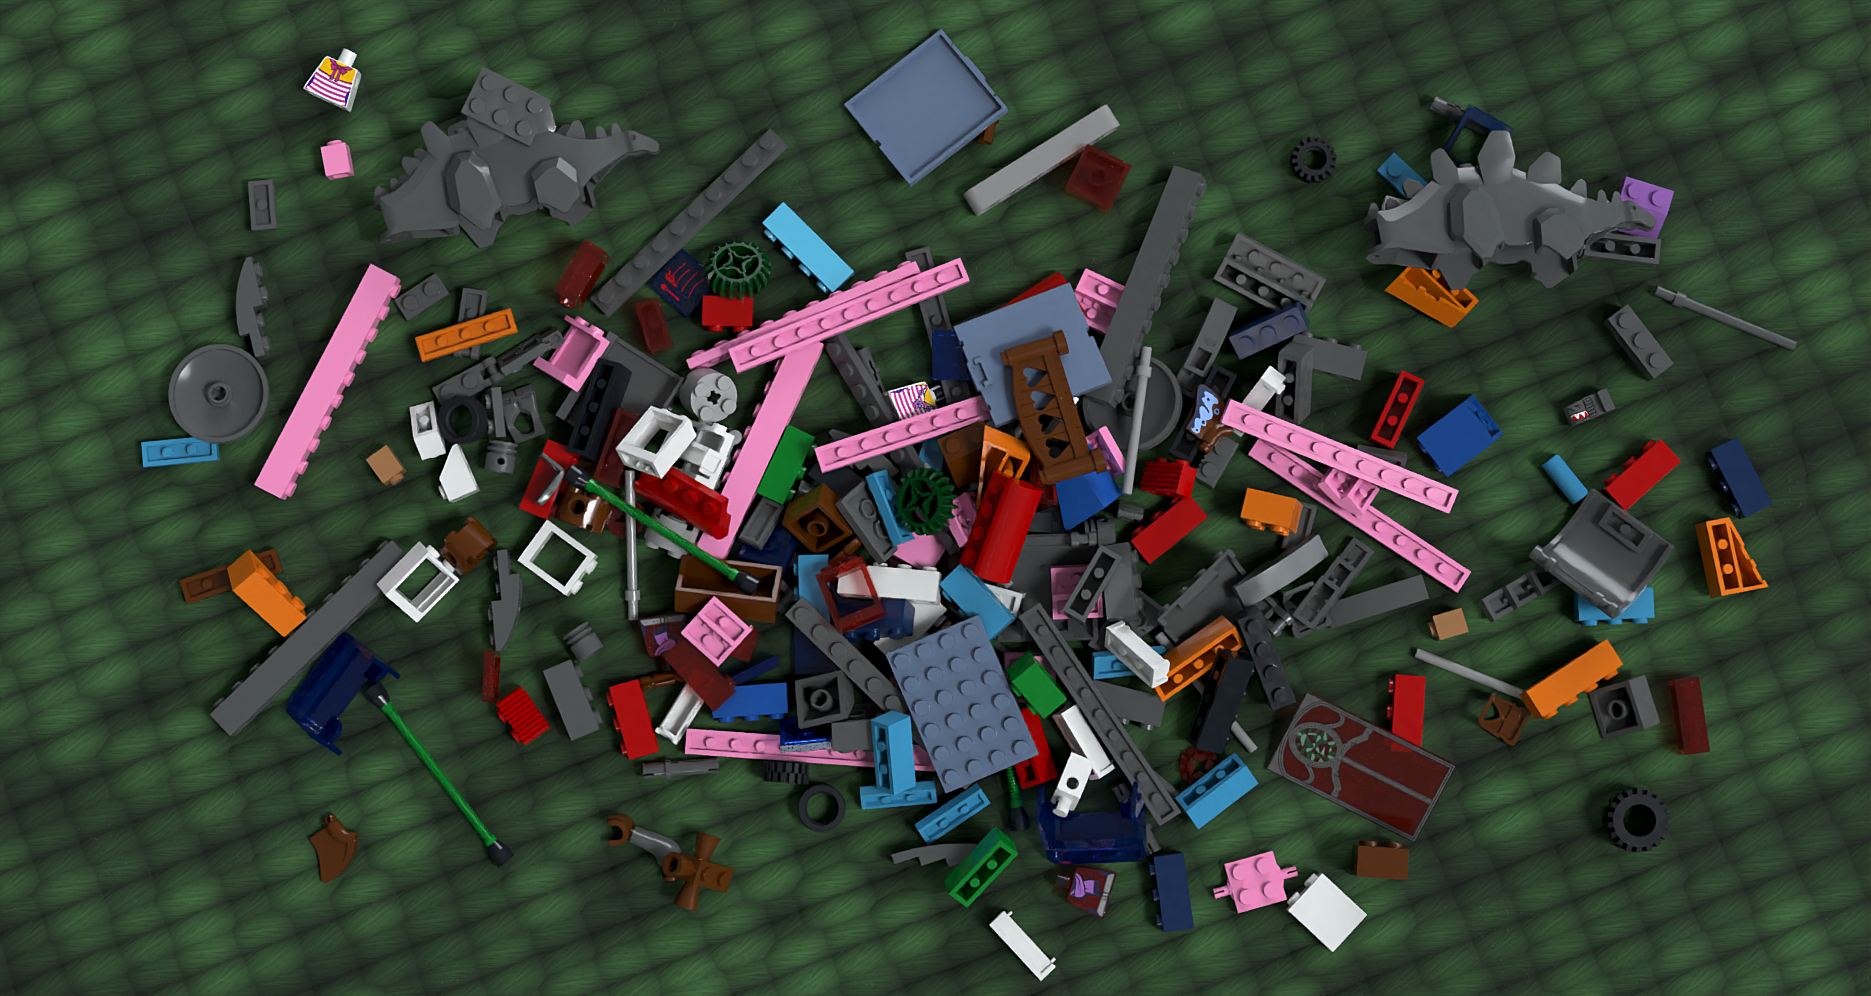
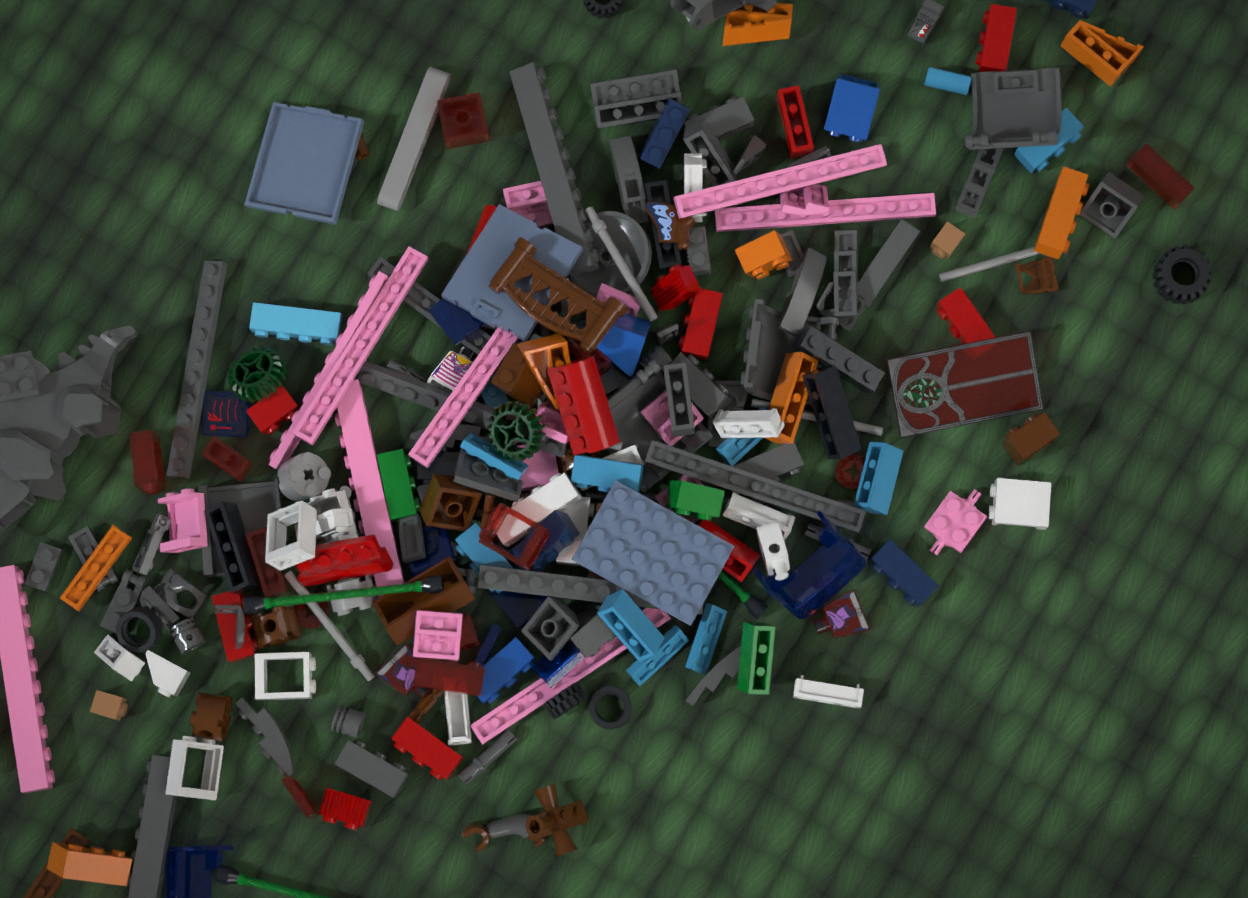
camera: 40 degrees left, 5 degrees down
(1331, 408) = (750, 154): none -> dark grey slope

